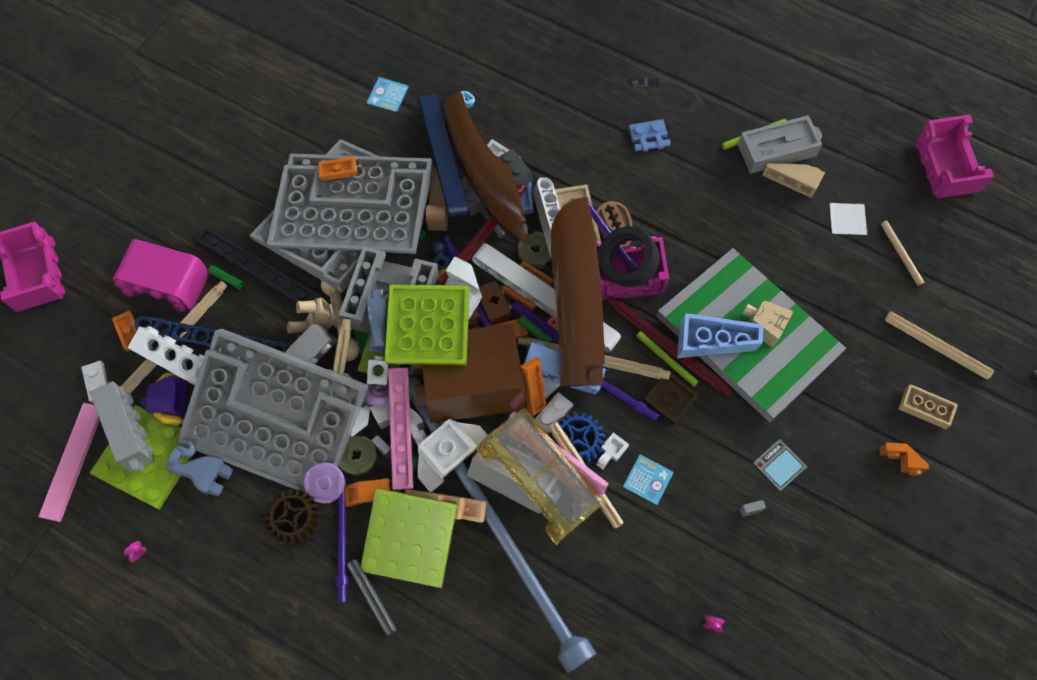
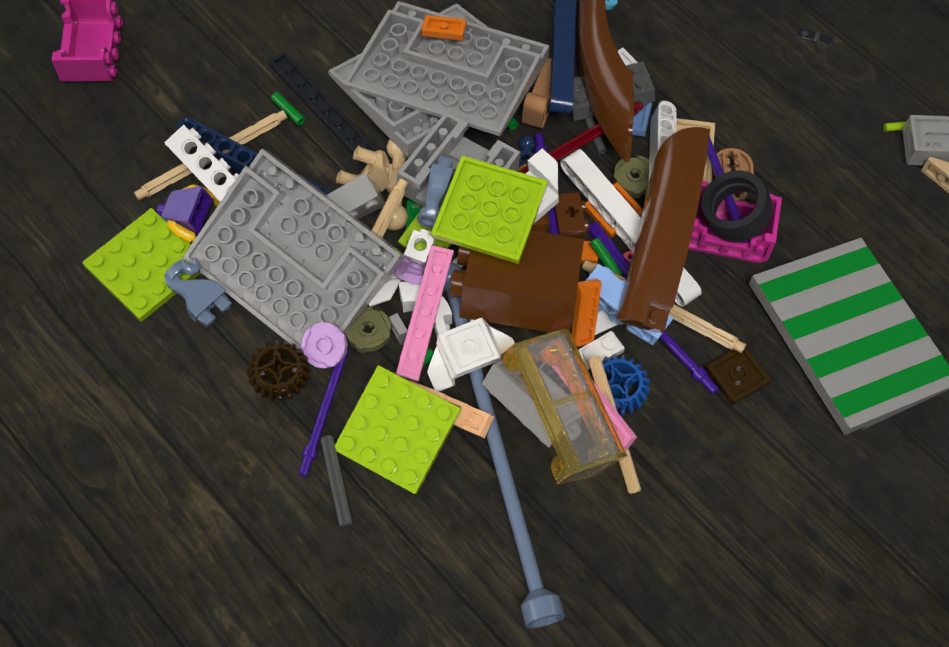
camera: 15 degrees right, 5 degrees down
(70, 464) = (66, 246): bright pink tile -> none
(94, 377) = (118, 174): white plate -> none
(122, 427) = (132, 222): light grey piece -> none
(125, 328) = (166, 126): orange plate -> none
(134, 551) = (102, 354): dark pink bush -> none
(161, 274) = (223, 83): dark pink windscreen -> none
(363, 491) = (362, 367): orange slope -> none
(613, 448) = (654, 407): white plate -> none
(646, 132) = (802, 88): medium blue plate -> none
(648, 479) = (684, 454): medium azure sticker -> none
(667, 359) = (747, 333): lime bar -> none
(669, 346) = (755, 321): dark red piece -> none
(714, 623) = (709, 629): dark pink bush -> none
(715, 336) = (810, 319): light blue wedge -> none
(752, 508) = (794, 520): light grey tile -> none
(772, 317) = (876, 323): tan torso -> none
(780, 464) = (842, 485): sticker -> none

